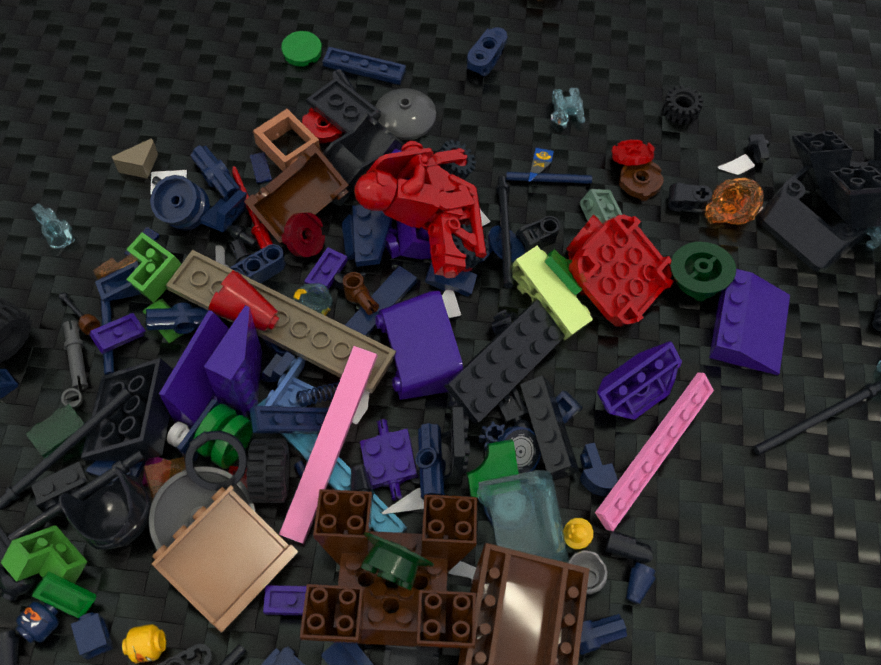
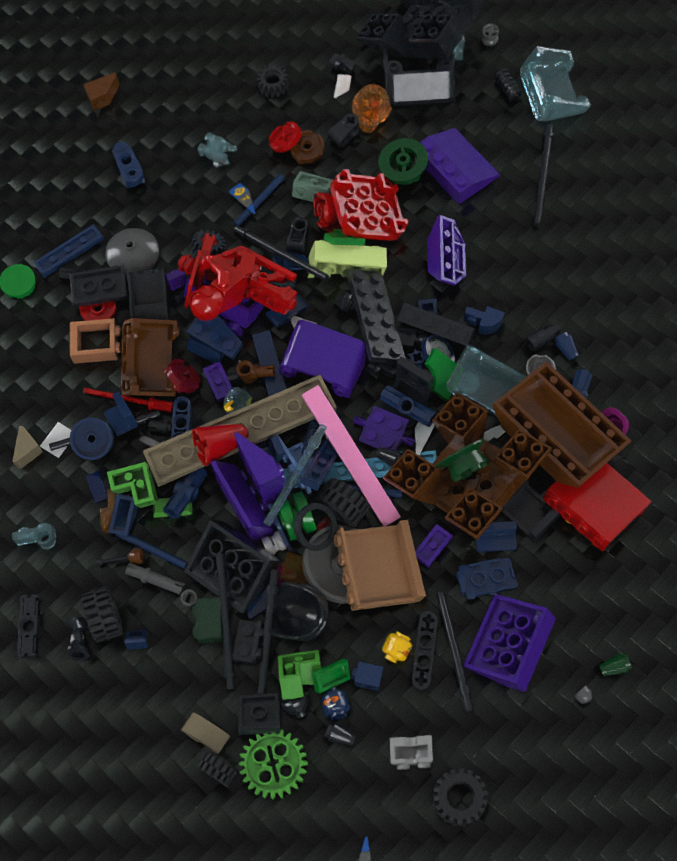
camera: 45 degrees left, 5 degrees up
(117, 333) = (161, 540): dark purple plate -> none
(214, 172) = (81, 403): dark blue piece -> none
(260, 167) = (97, 372): clear blue window -> none
(310, 394) = (313, 444): none -> clear light blue bar
(578, 533) = (513, 357): yellow hat -> none
(654, 452) = (497, 277): bright pink tile -> none

